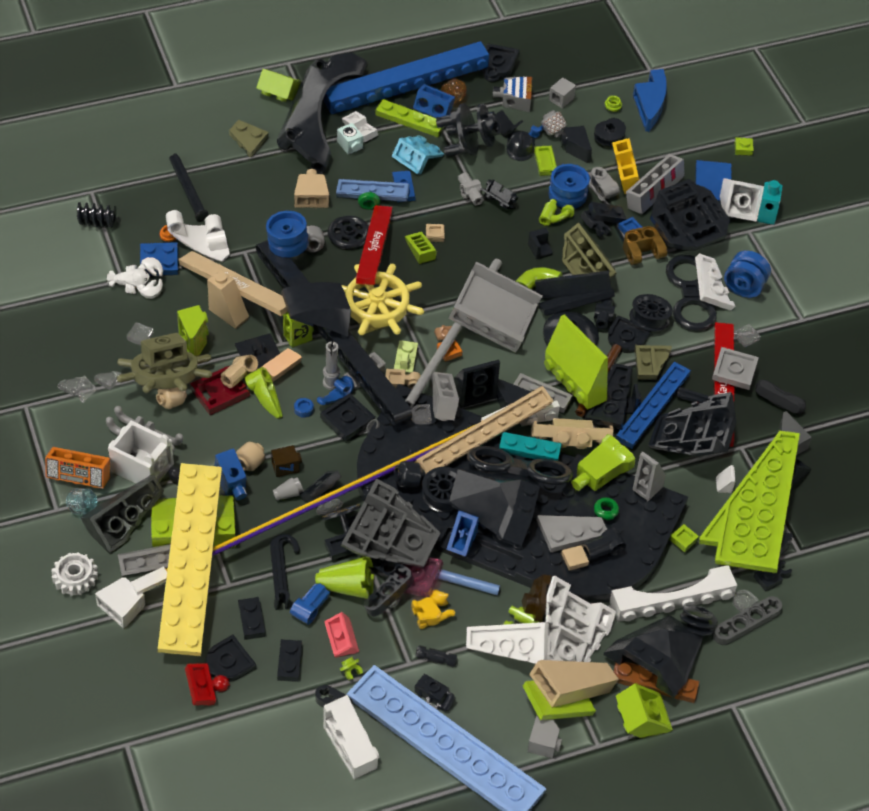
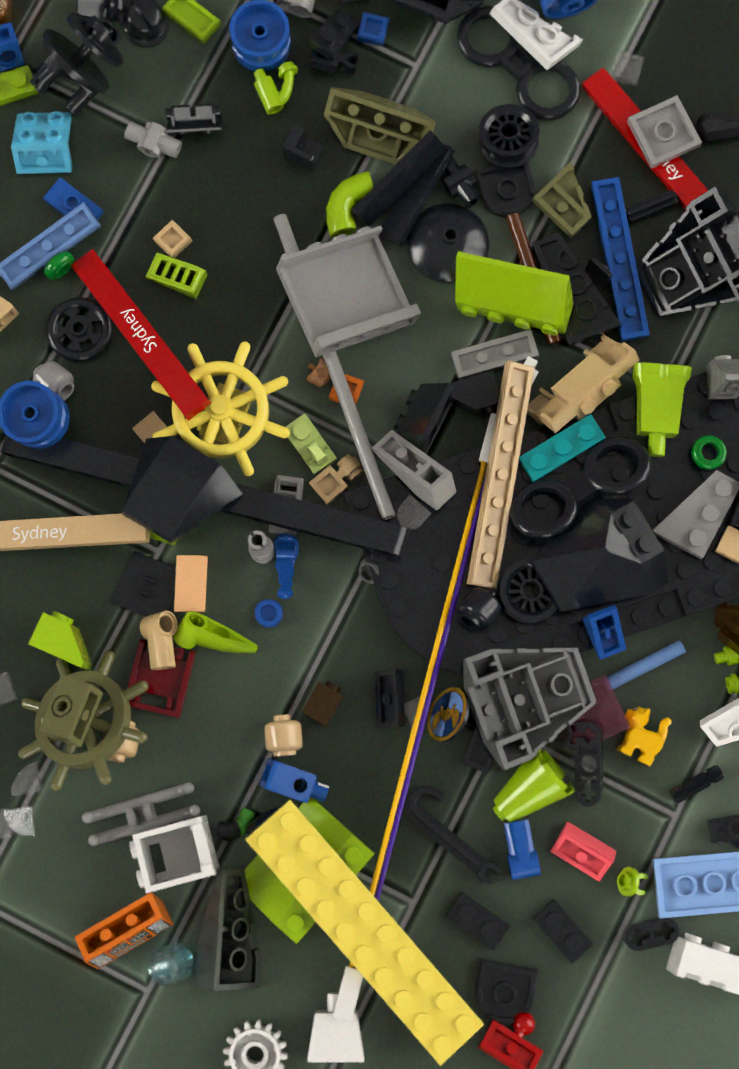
camera: 40 degrees left, 30 degrees up
(144, 560) = (307, 965): light grey plate -> none
(226, 299) = (54, 563): tan slope -> none
(288, 489) = (361, 734): light grey cone -> none
(347, 417) = (328, 583): black plate -> none
(643, 240) = (427, 31): pearl gold piece -> none

